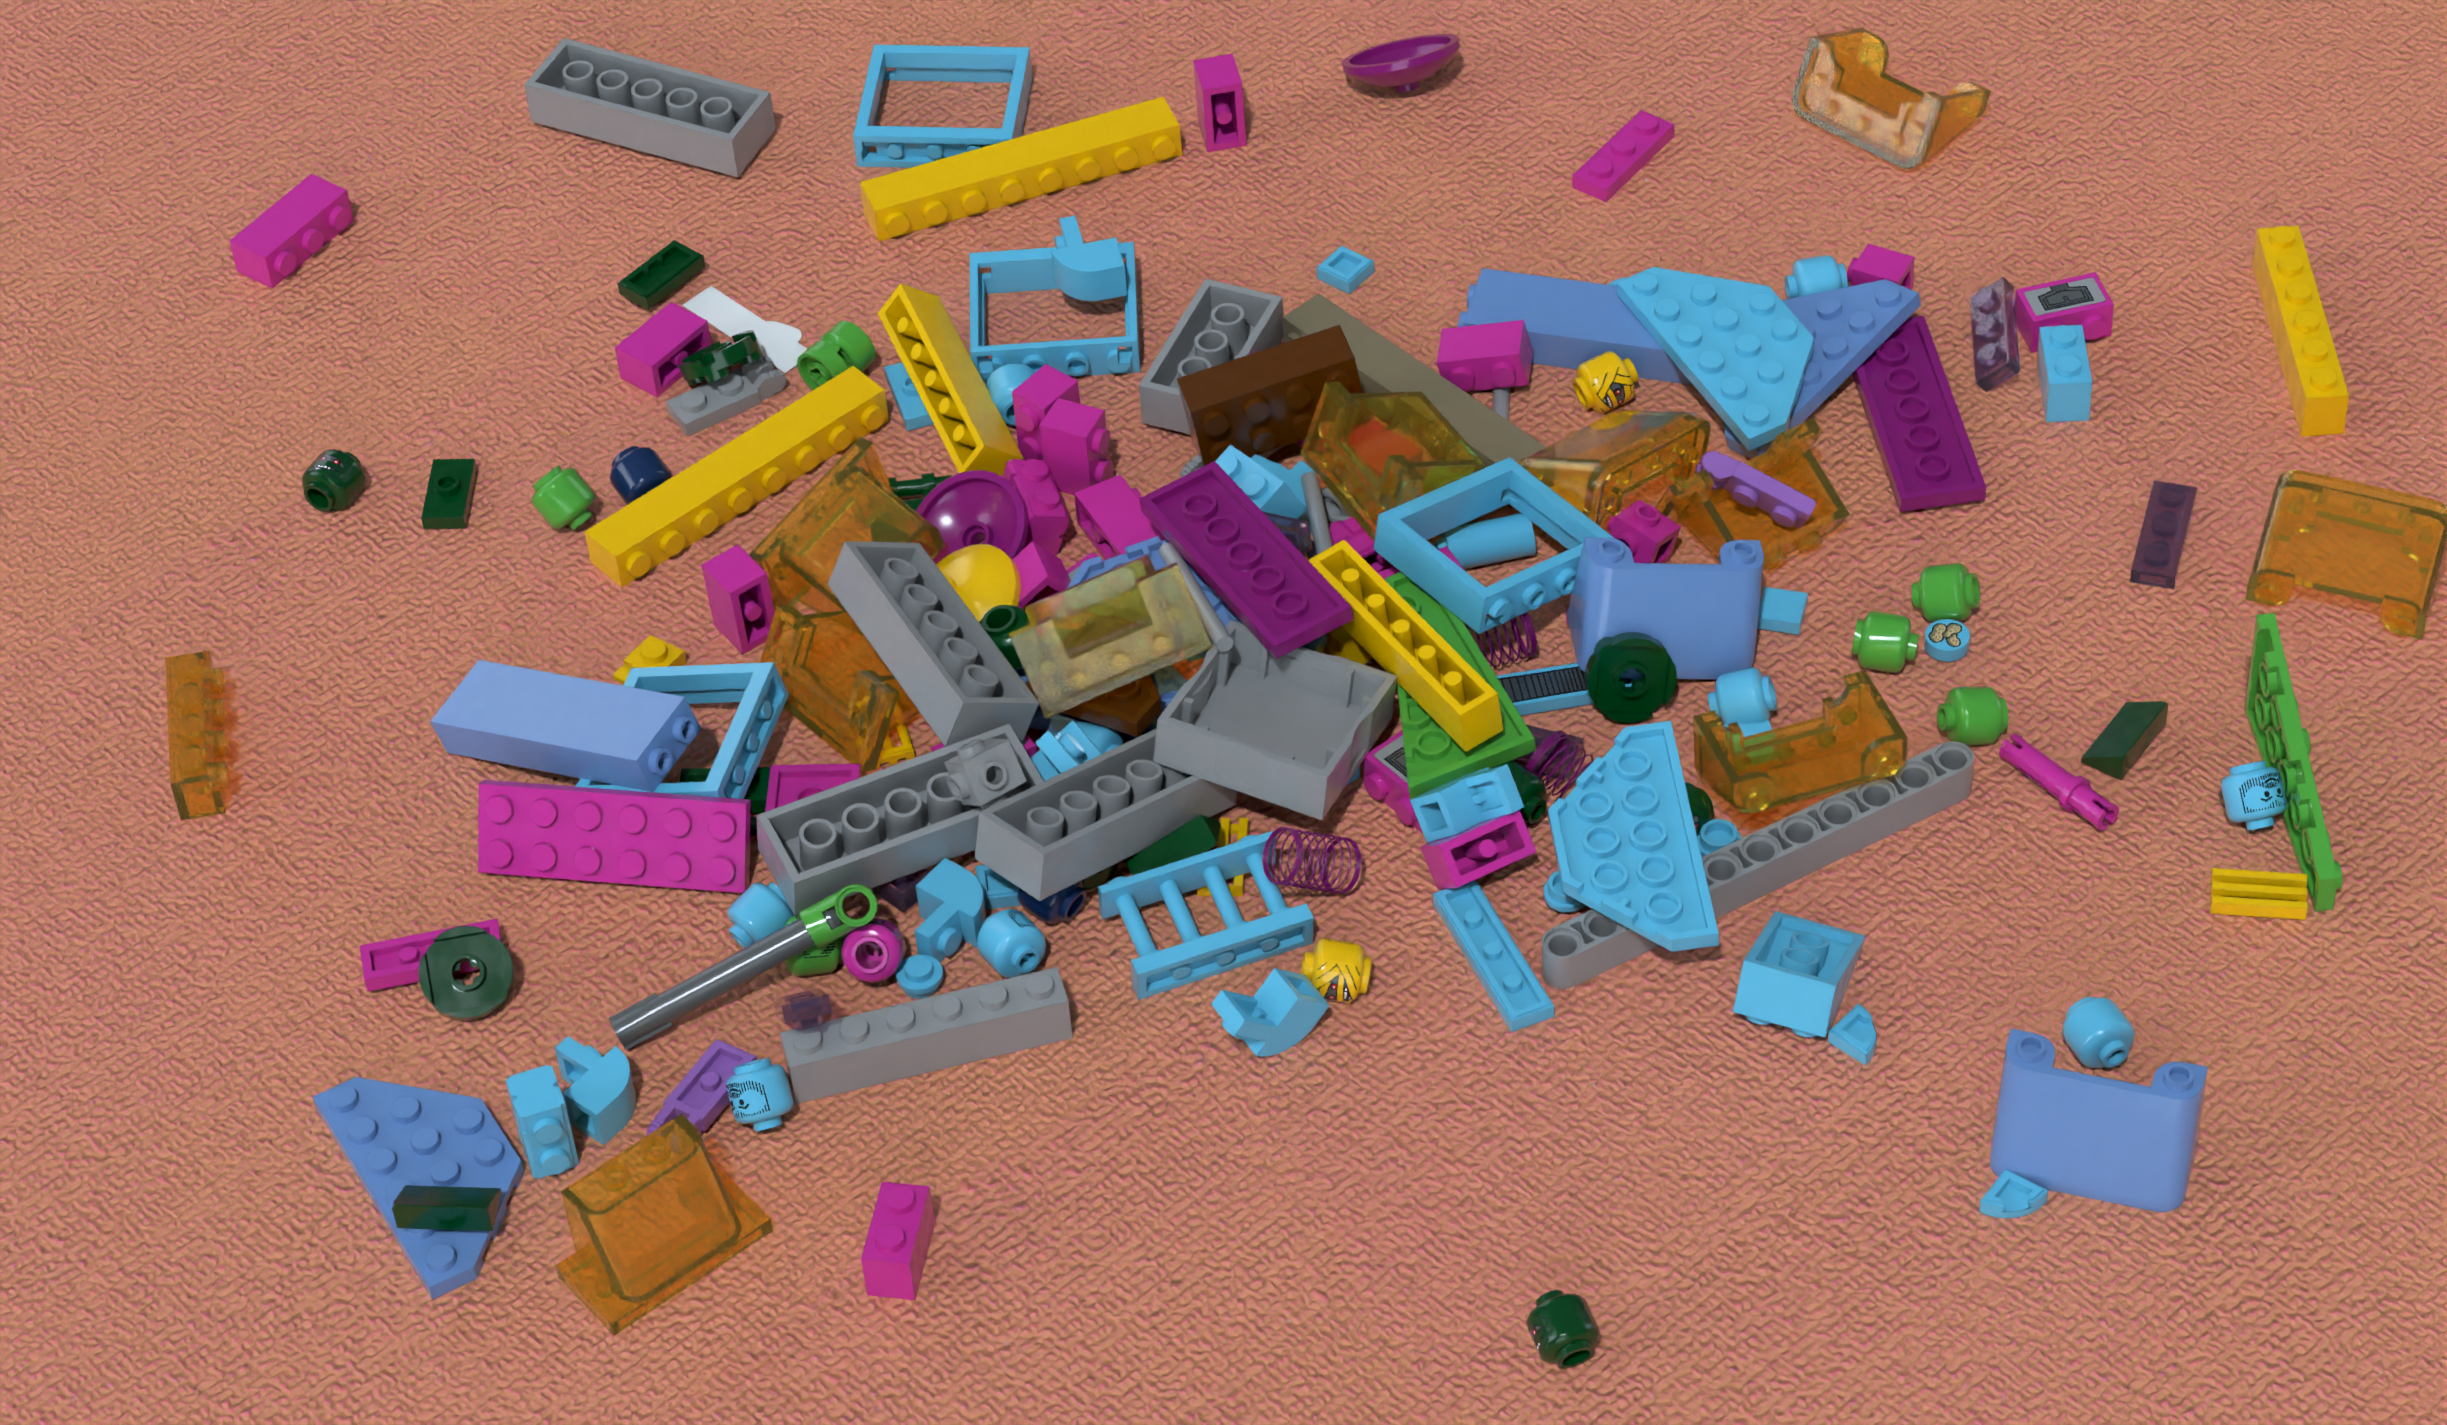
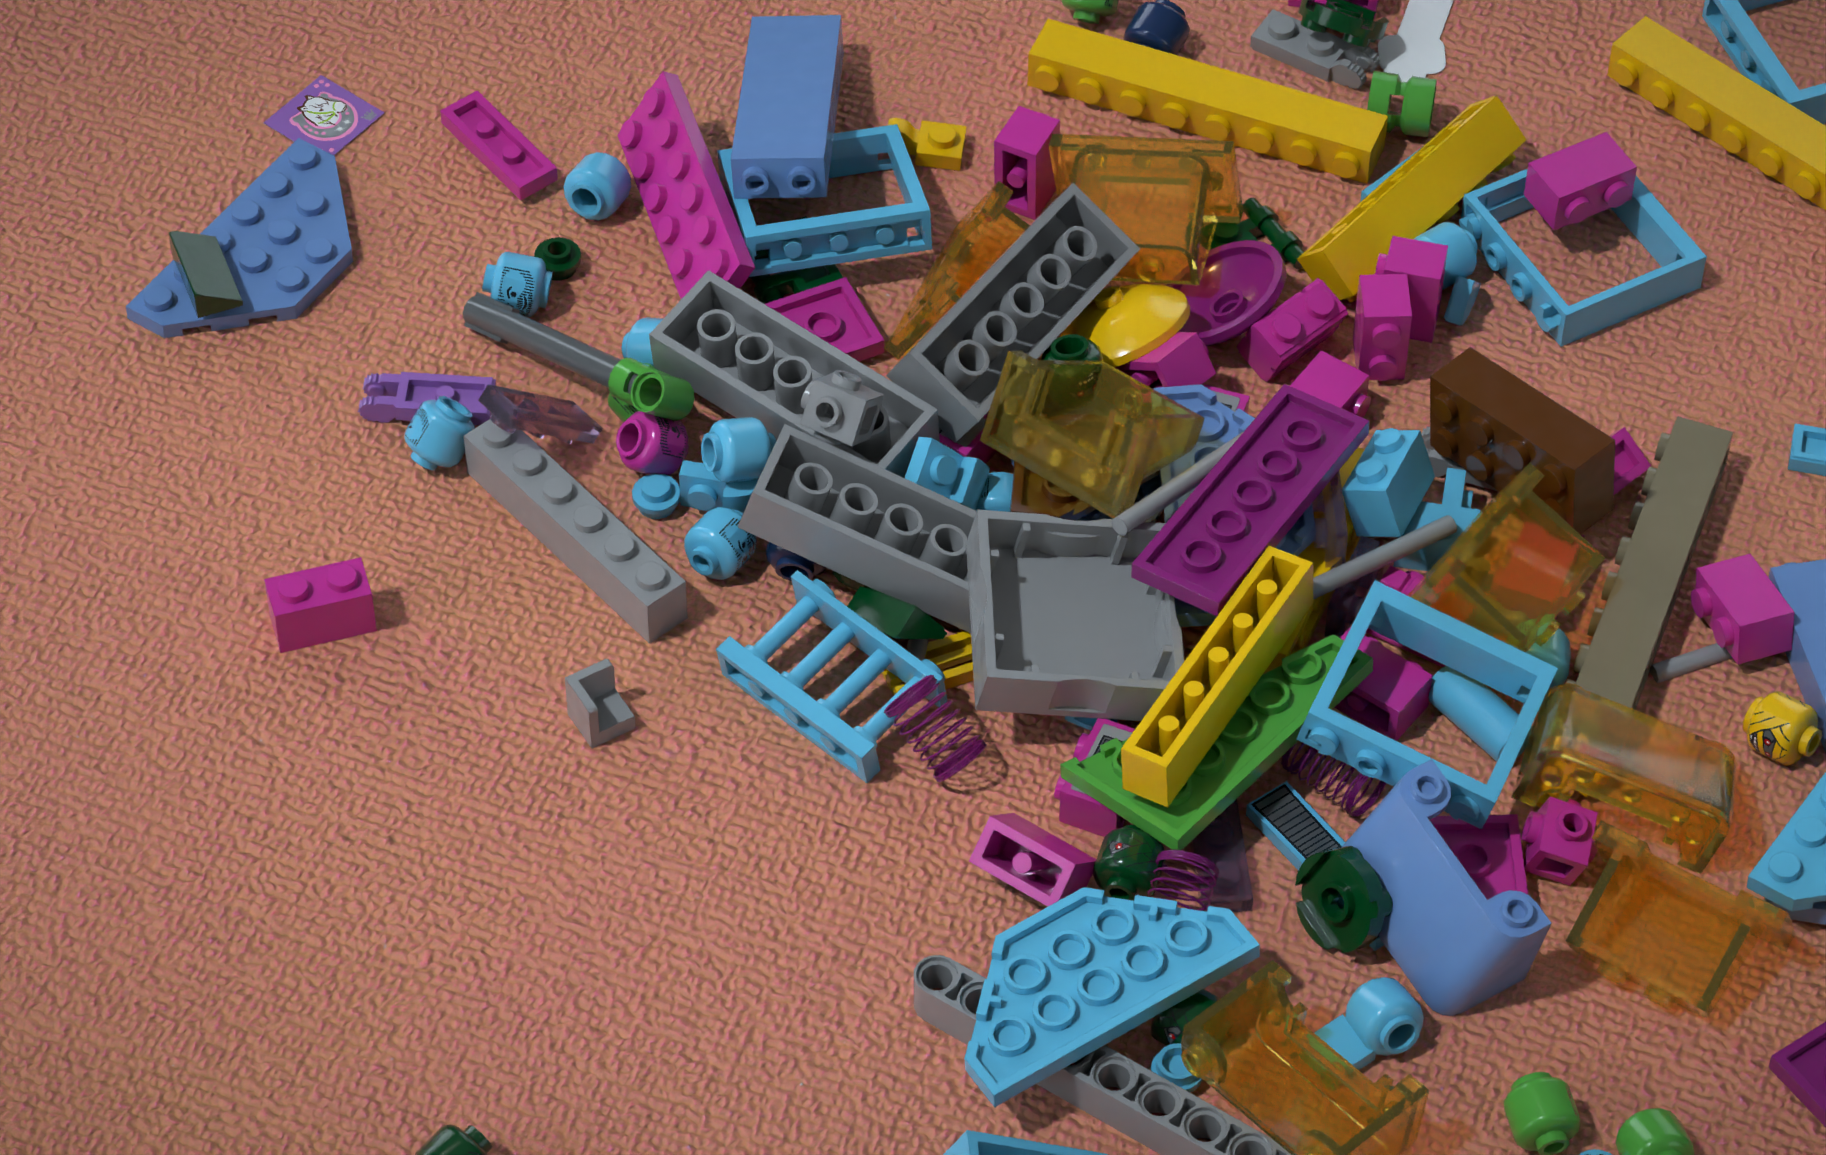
camera: 60 degrees right, 5 degrees up
(287, 1078) = (324, 116): none -> sticker
(444, 958) = (495, 187): dark green plate -> none
(539, 898) = (597, 186): none -> medium azure head
(542, 1121) = (322, 294): medium azure brick -> none
(596, 958) = (560, 257): none -> dark green plate
(601, 1089) = (397, 330): medium azure brick -> none
(616, 985) = (519, 282): none -> medium azure head
(653, 1225) = (253, 423): clear yellow windscreen -> none
(945, 878) = (737, 449): none -> medium azure head
(1017, 275) = (1580, 181): none -> dark pink brick
(1087, 269) = (1631, 227): medium azure brick -> none
(1134, 1088) = (596, 704): none -> light grey panel
(1214, 329) = (1604, 375): light grey brick -> none
(1275, 1016) = (728, 780): medium azure brick -> none
(1337, 969) = (820, 809): yellow head -> none
(1466, 802) = (1071, 819): medium azure brick -> none
(1493, 956) = (920, 933): medium azure tile -> none
(1757, 489) = (1678, 907): medium lavender hinge -> none
(1782, 610) = (1548, 1010): medium azure tile -> none

